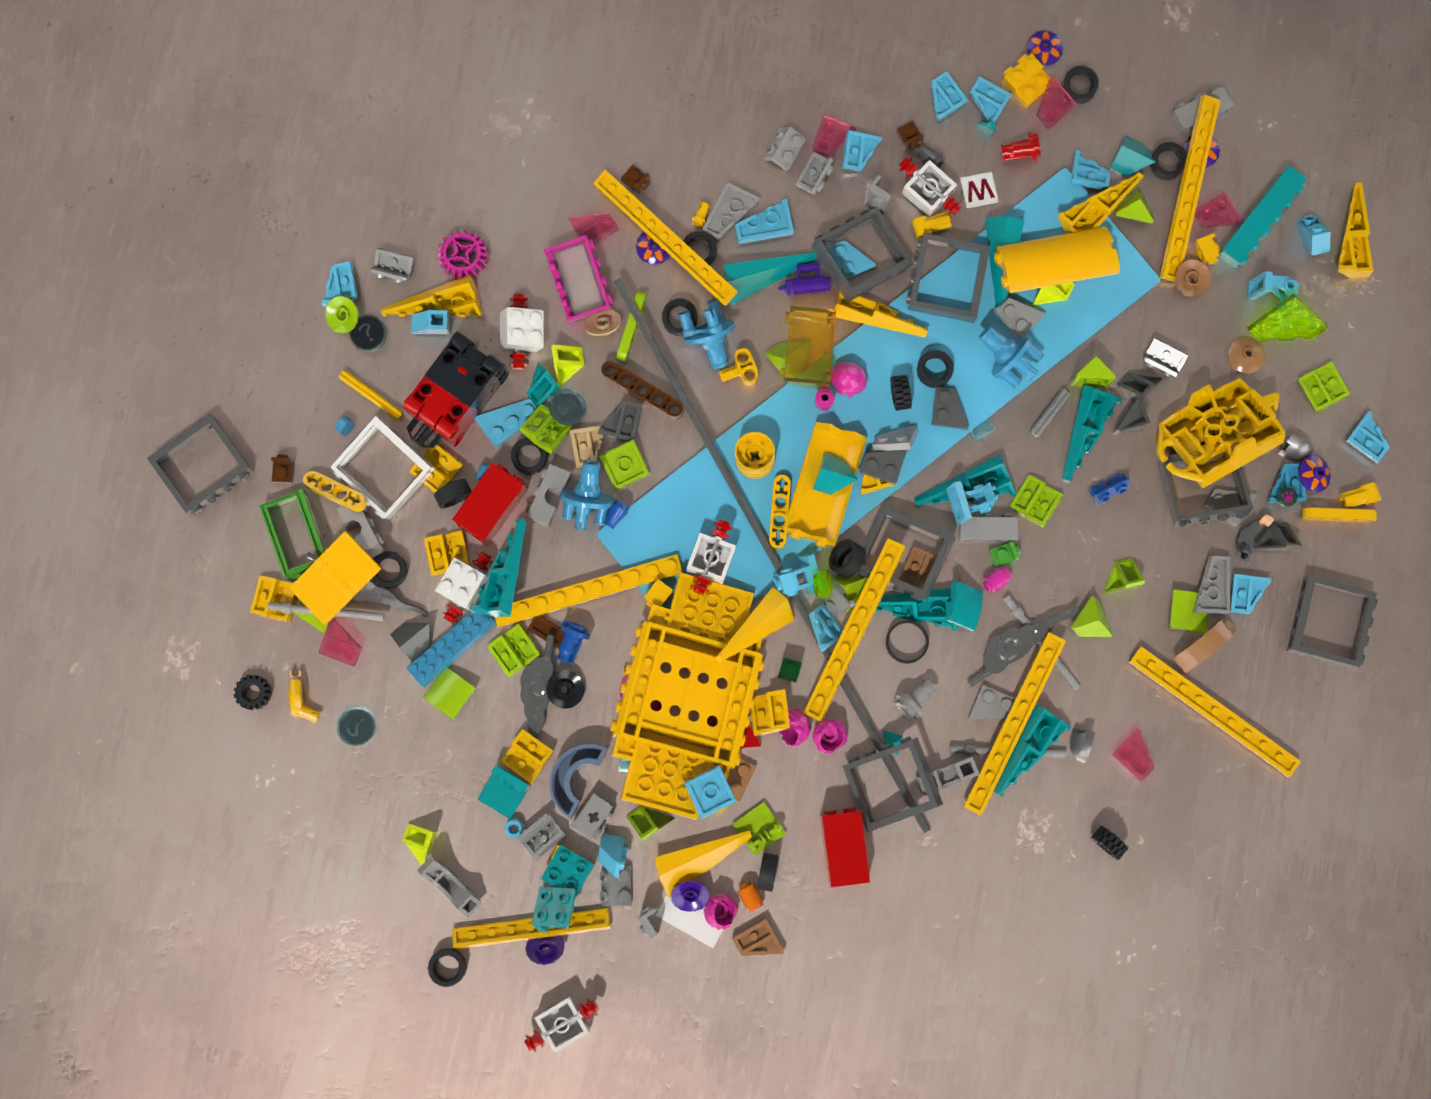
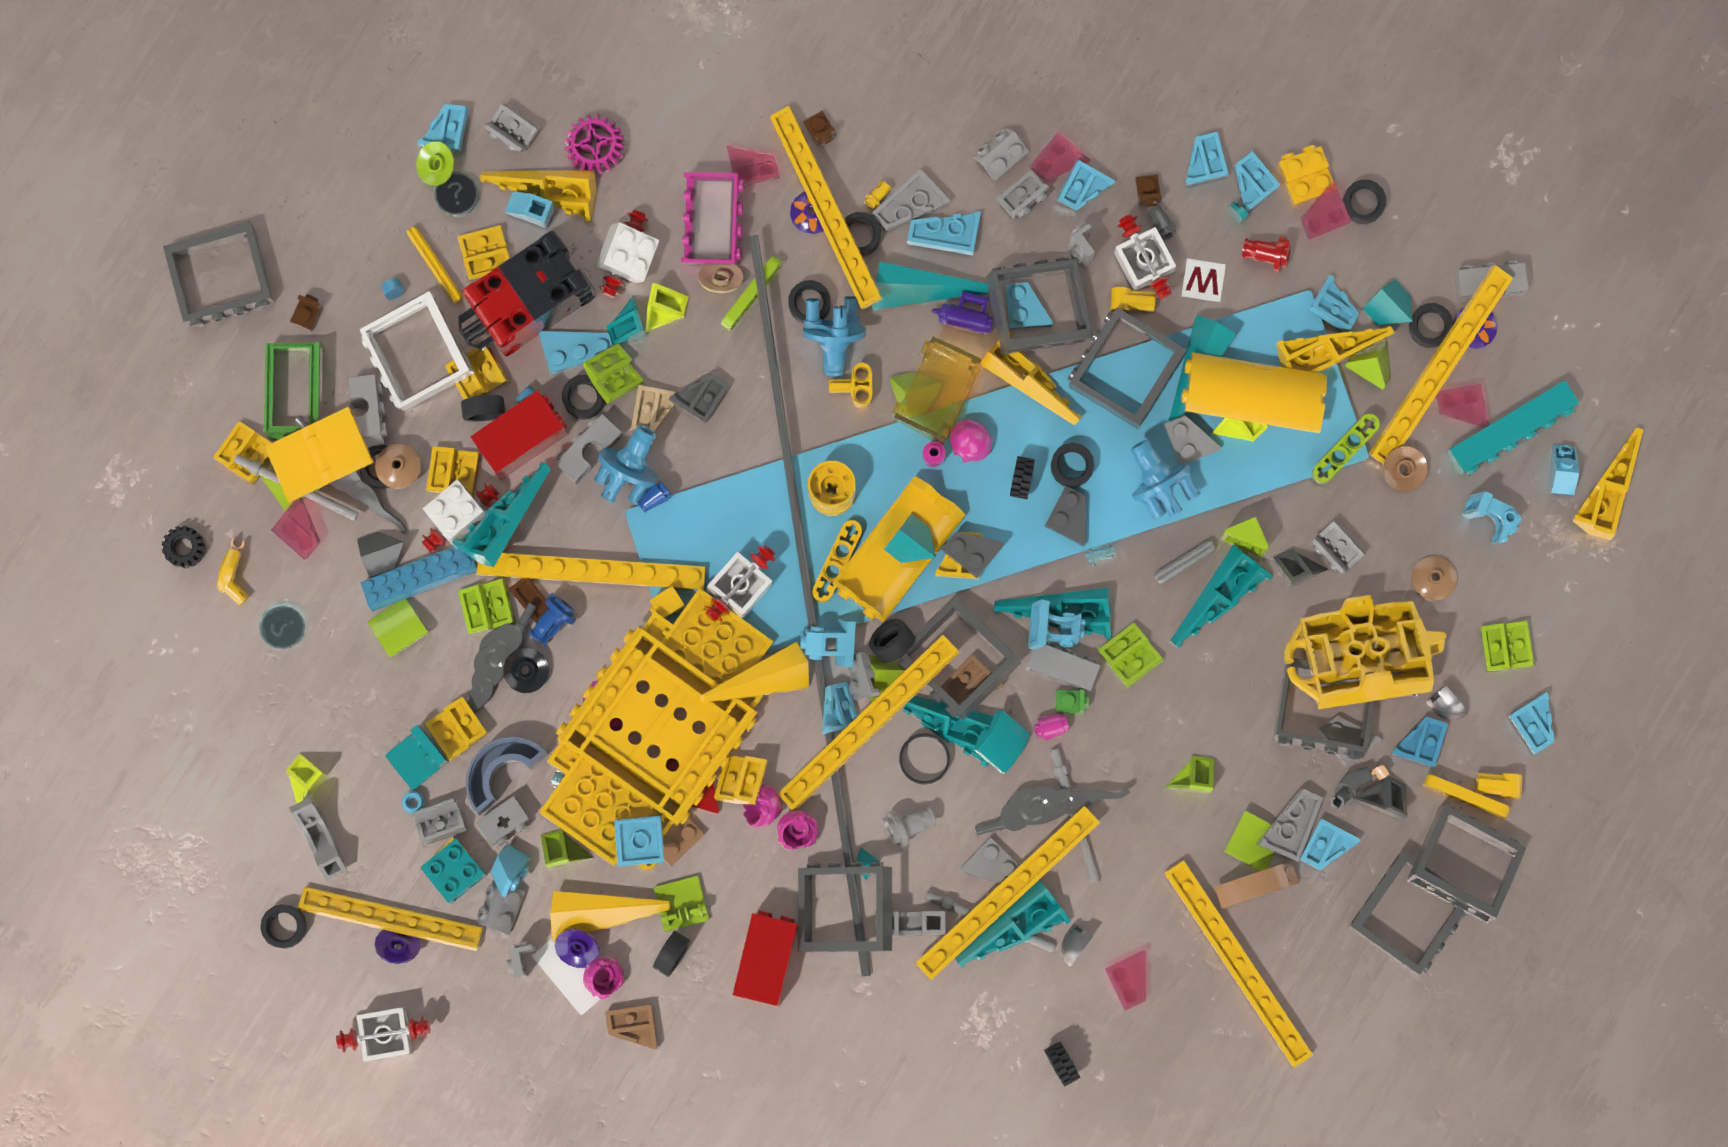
camera: 25 degrees right, 0 degrees up
(335, 490) = (355, 357): yellow beam -> none
(406, 370) = (483, 251): none -> yellow slope
(411, 566) = (405, 474): none -> medium nougat dish
(553, 908) = (421, 904): teal bracket -> none
(567, 407) = (646, 358): clear light blue tile -> none
(624, 464) = (684, 445): lime tile -> none
(636, 383) = (730, 360): reddish brown beam -> none
(750, 896) = (643, 973): orange brick -> none
(789, 670) = (781, 741): dark green brick -> none
(822, 584) = (852, 659): clear neon green brick -> none
(896, 440) = (997, 529): light grey wing -> none
(1049, 55) = (1341, 155): dark purple dish -> none
(1092, 621) = (1140, 812): lime slope -> none
(1117, 485) = (1229, 671): blue hinge -> none
(1134, 420) = (1273, 605): dark grey slope -> none
(1141, 279) = (1345, 448): none -> lime beam
(1207, 249) = (1434, 442): yellow brick -> none
(1287, 497) = (1413, 754): clear green tile -> none
(1288, 321) = (1493, 558): clear neon green plate -> none
(1314, 473) = (1449, 737): dark purple dish -> none
(1361, 594) = (1450, 893): none -> dark grey window

